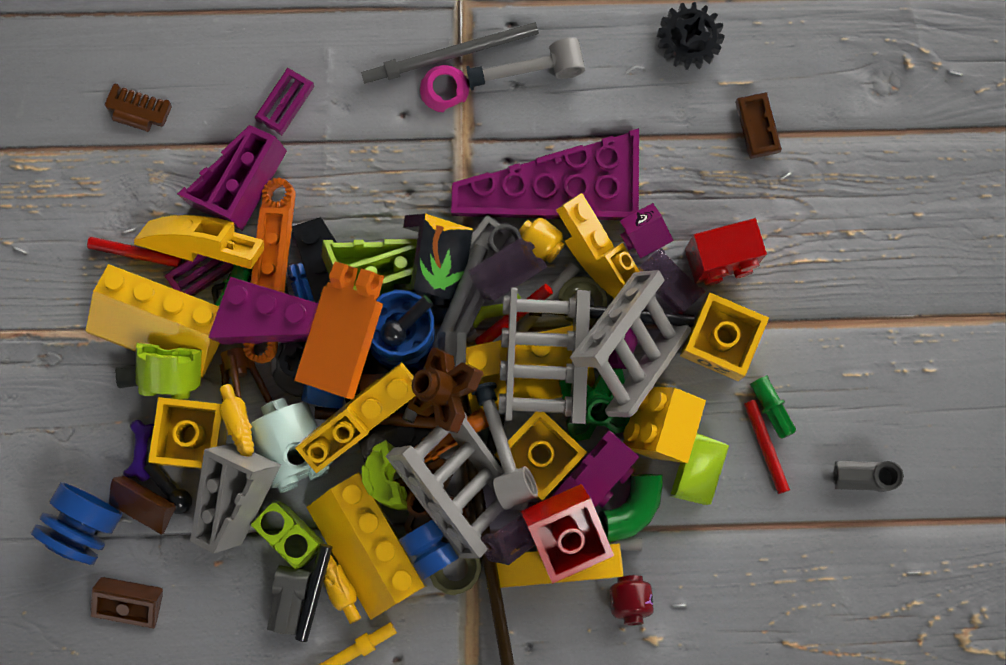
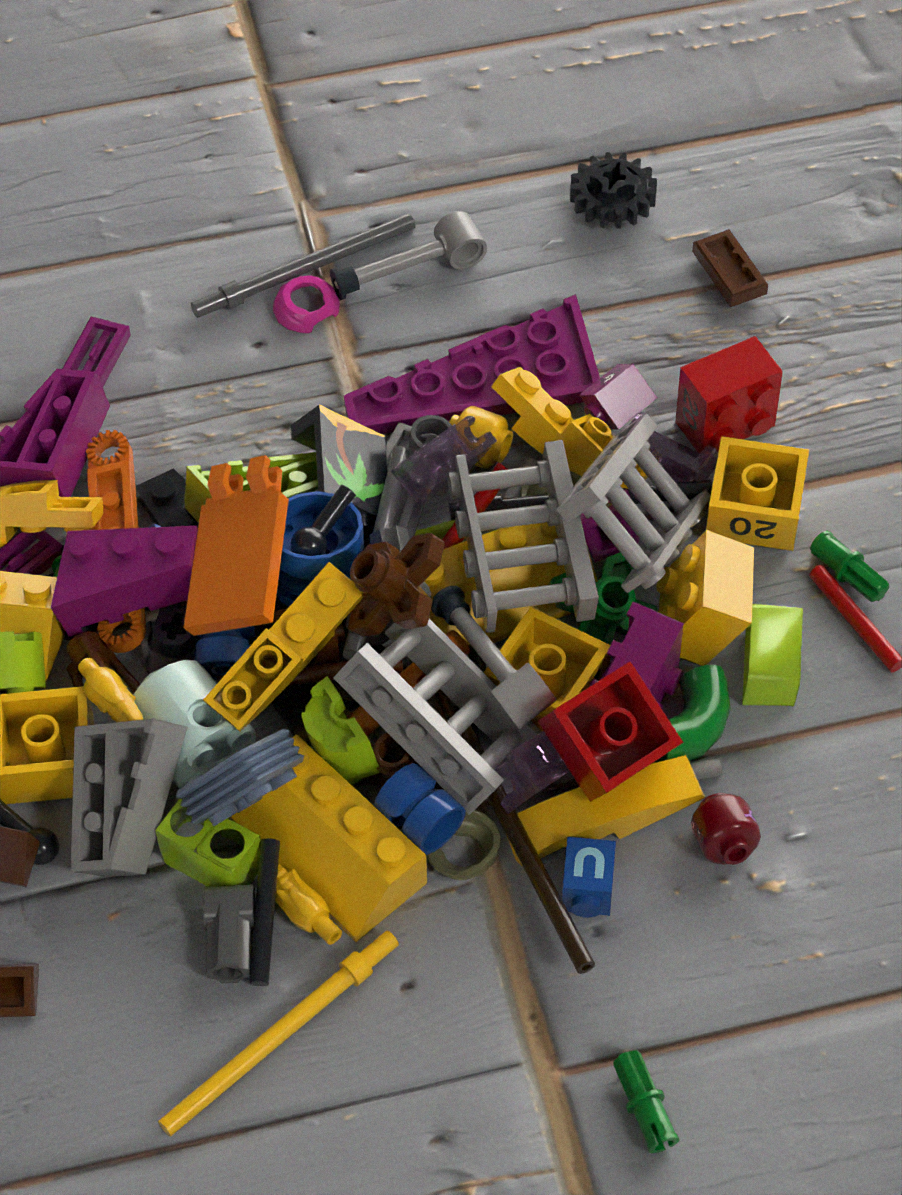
camera: 10 degrees left, 25 degrees down
(310, 511) = (241, 779): none -> sand blue brick
(531, 616) = (588, 876): none -> blue brick

